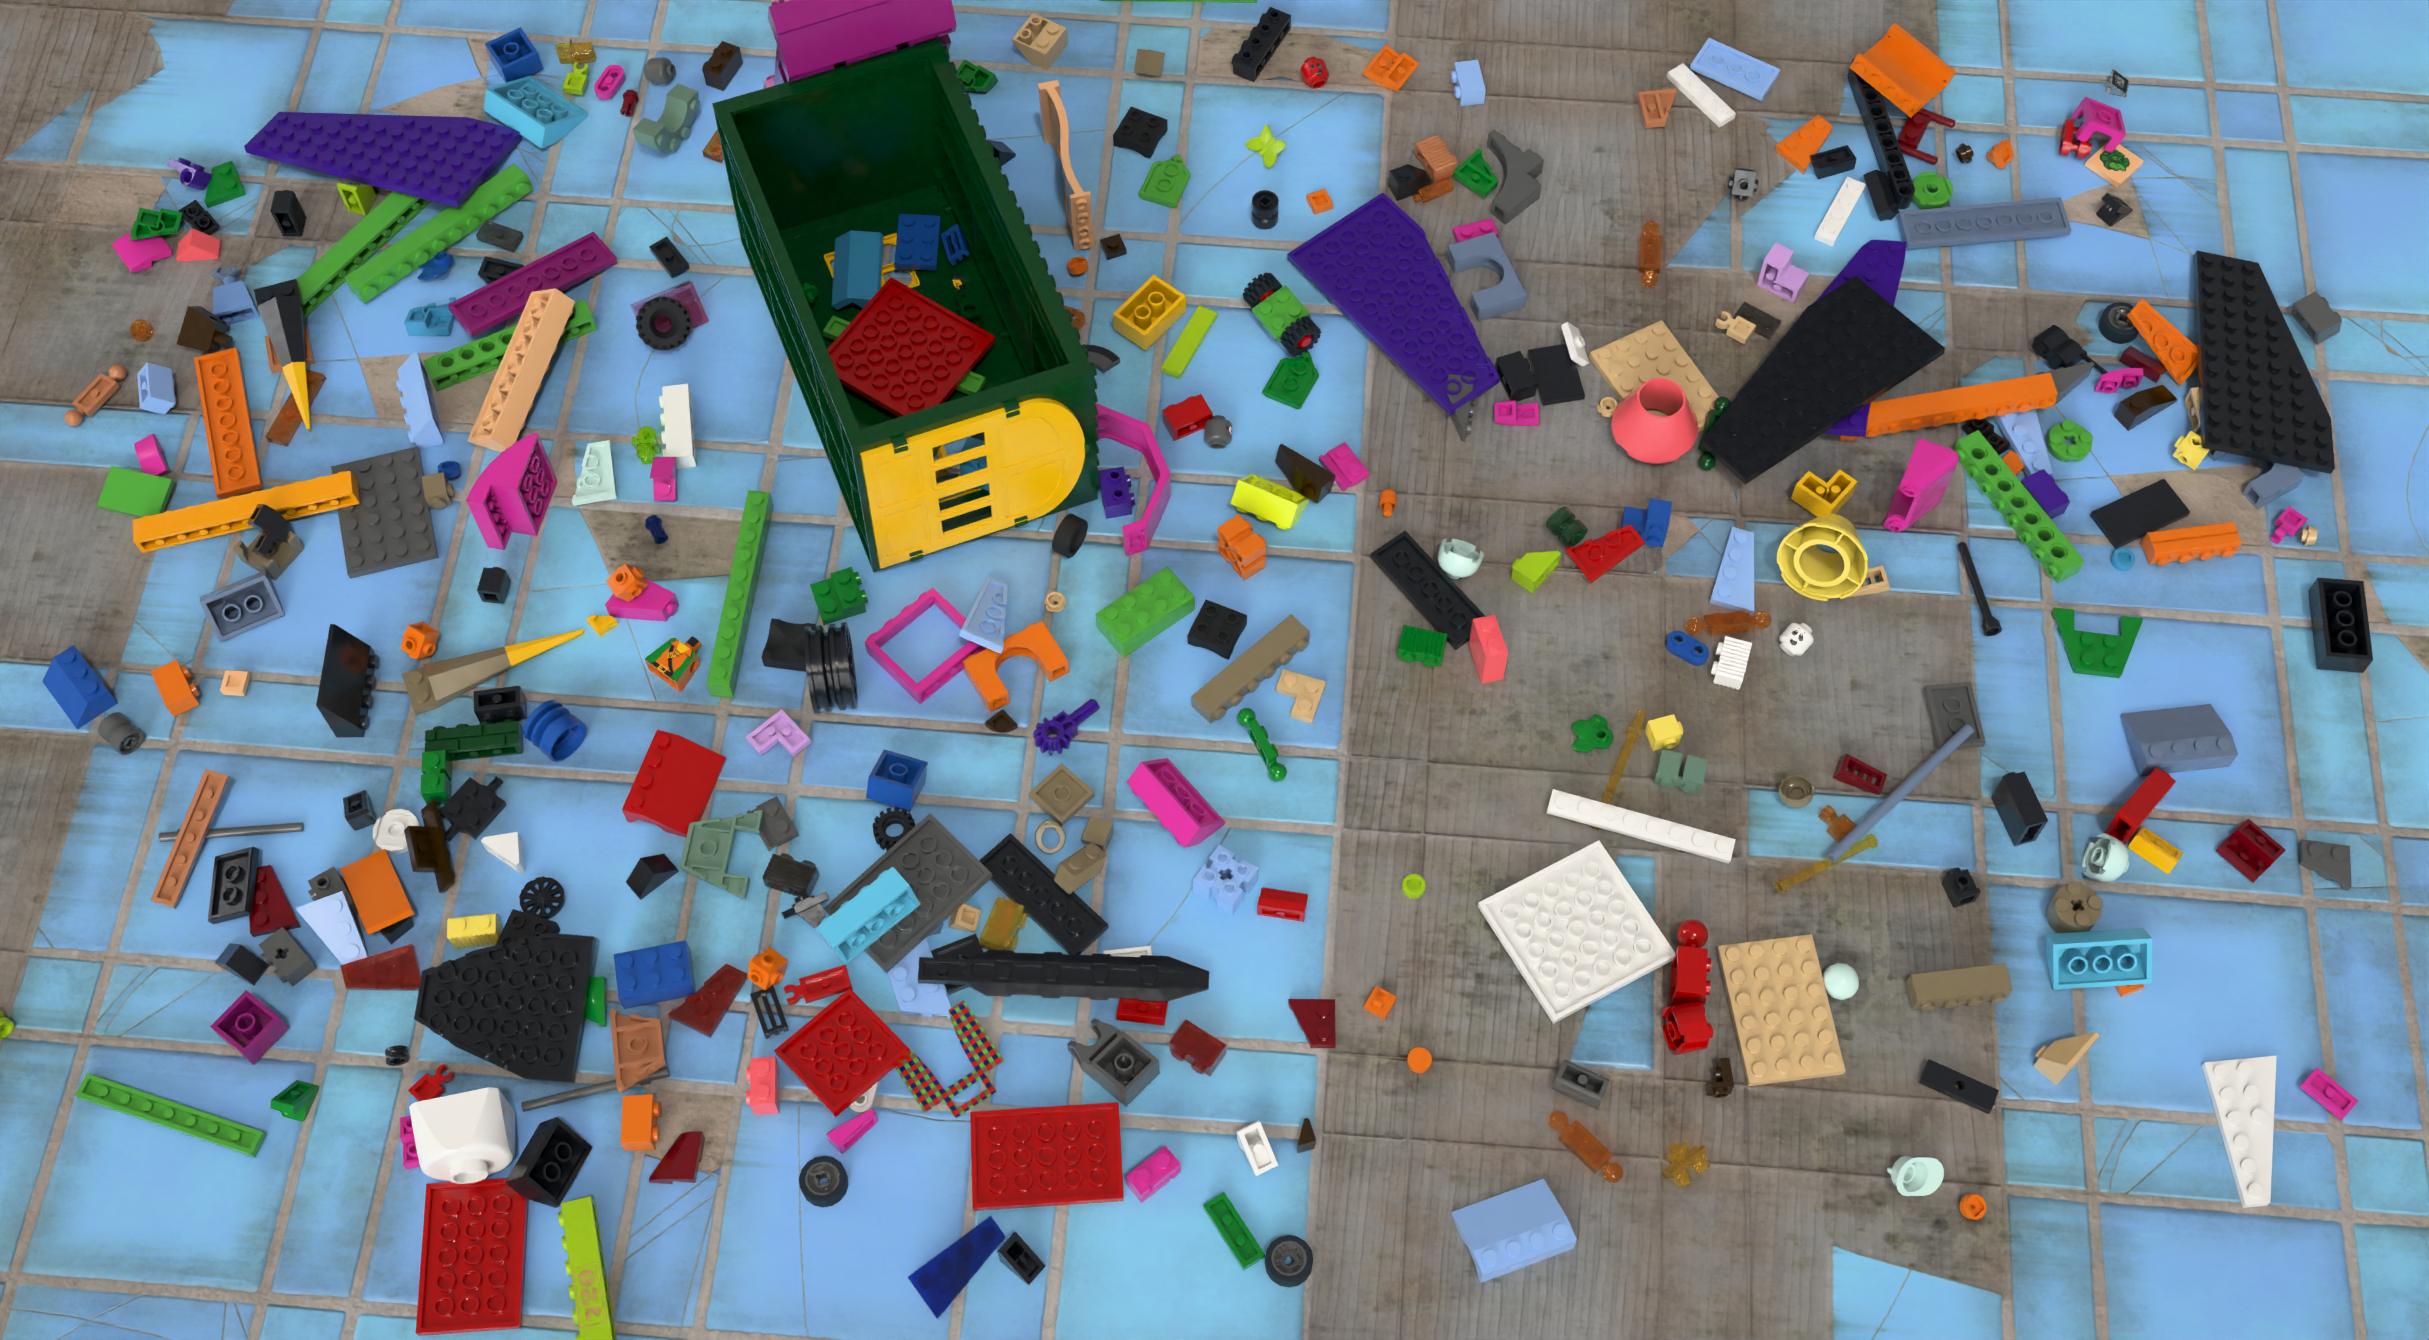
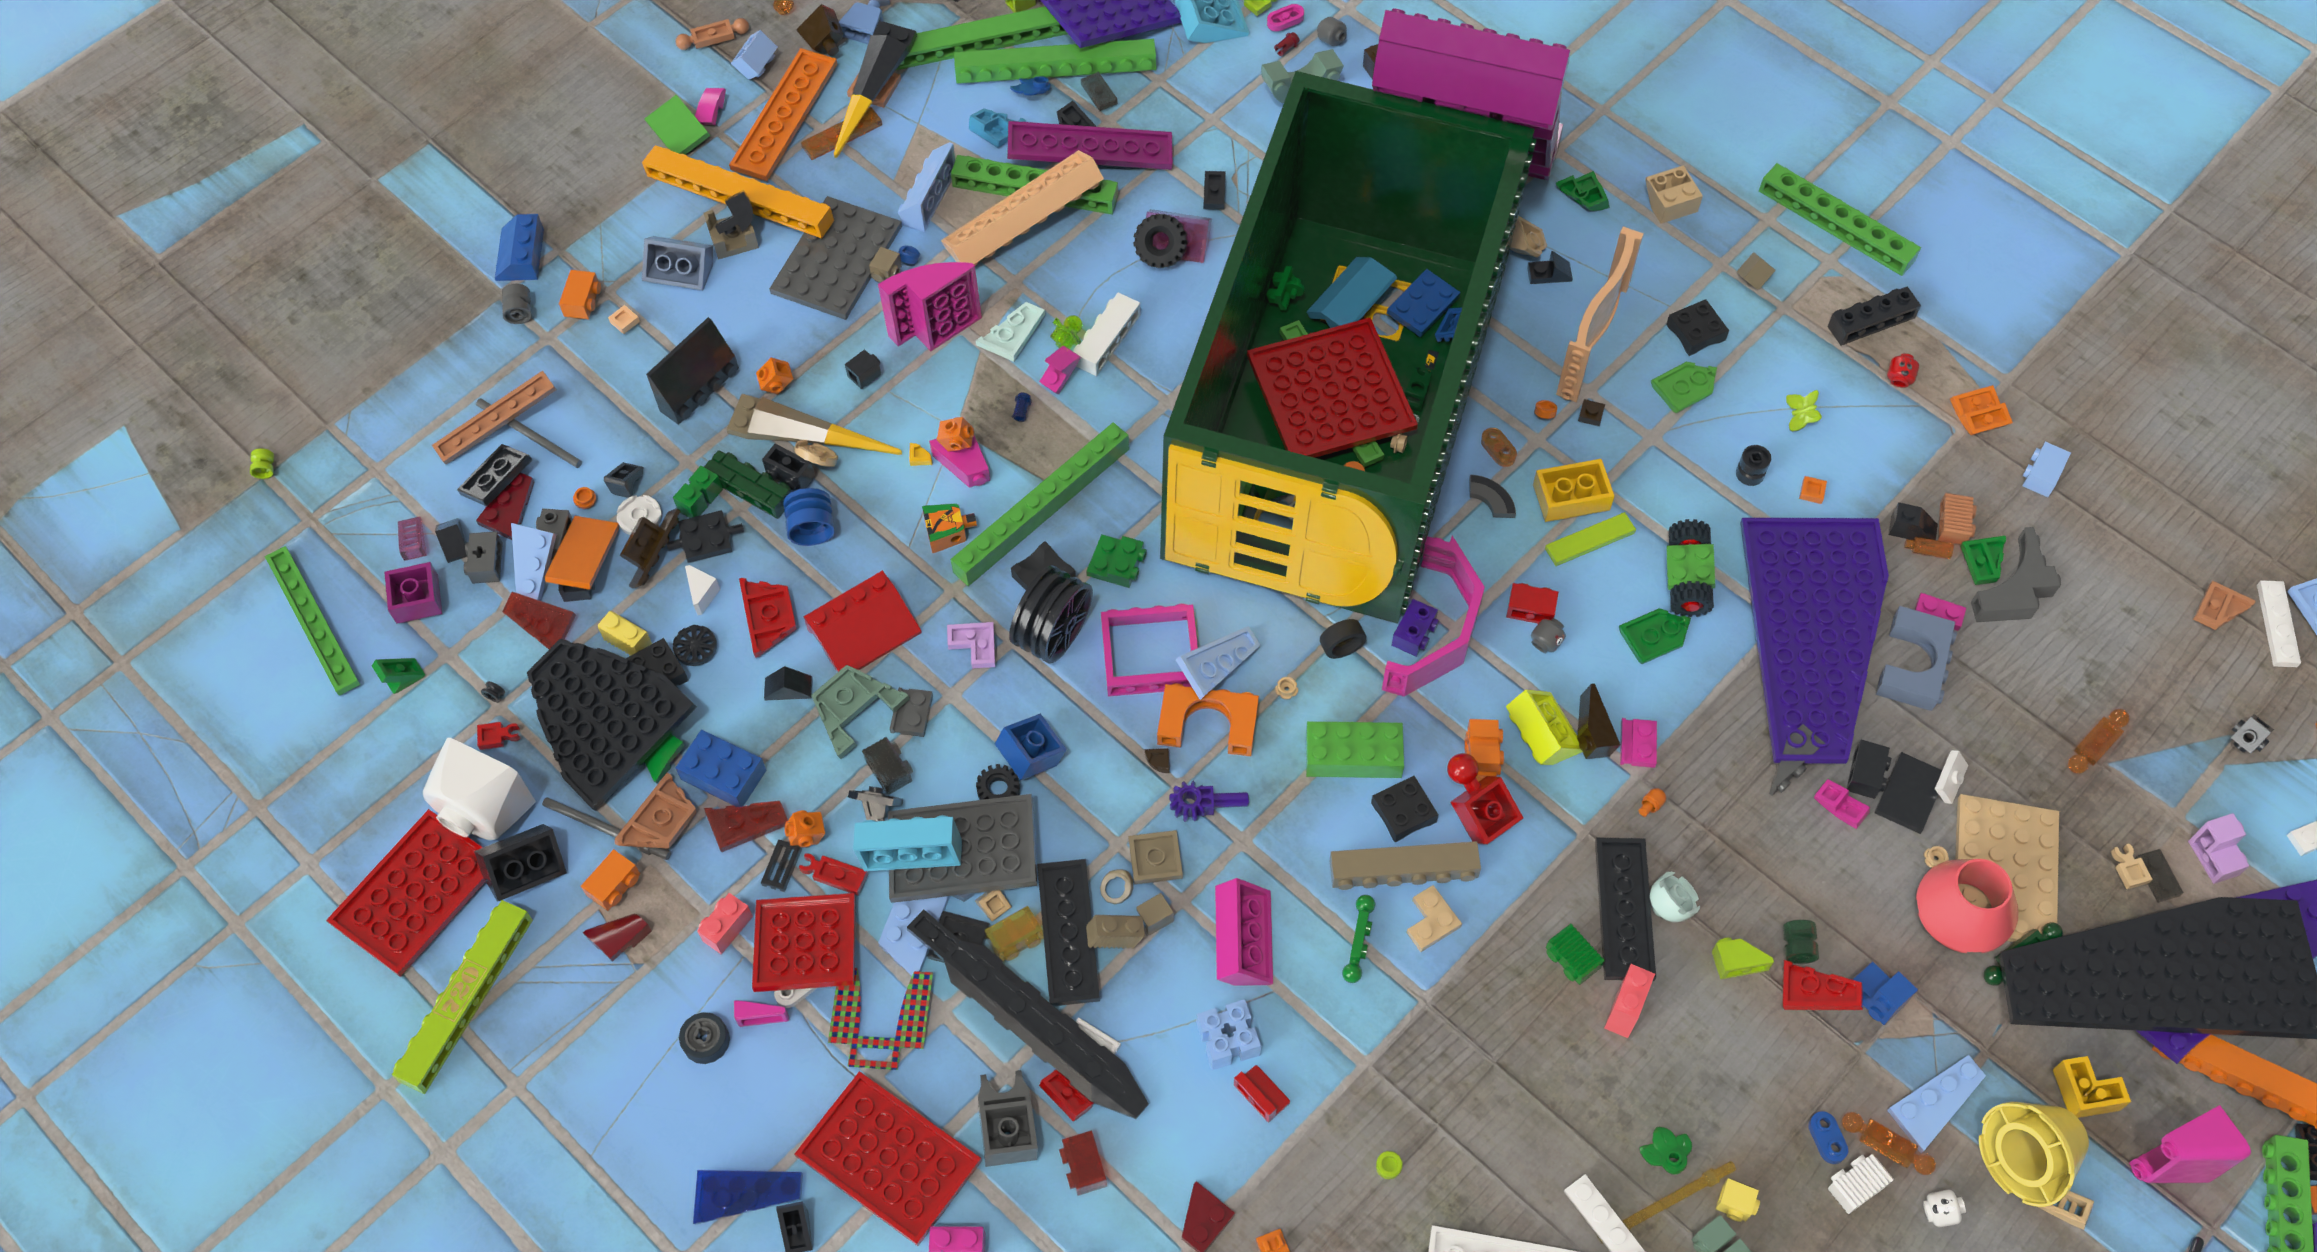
camera: 40 degrees right, 0 degrees up
(212, 998) = (413, 551): none -> clear pink slope
(334, 849) = (584, 498): none -> orange plate
(514, 677) = (816, 453): none -> tan tile
(583, 830) = (767, 614): none -> red wing
(988, 361) = (1399, 443): none -> tan plate
(1277, 582) = (1486, 805): none -> red brick

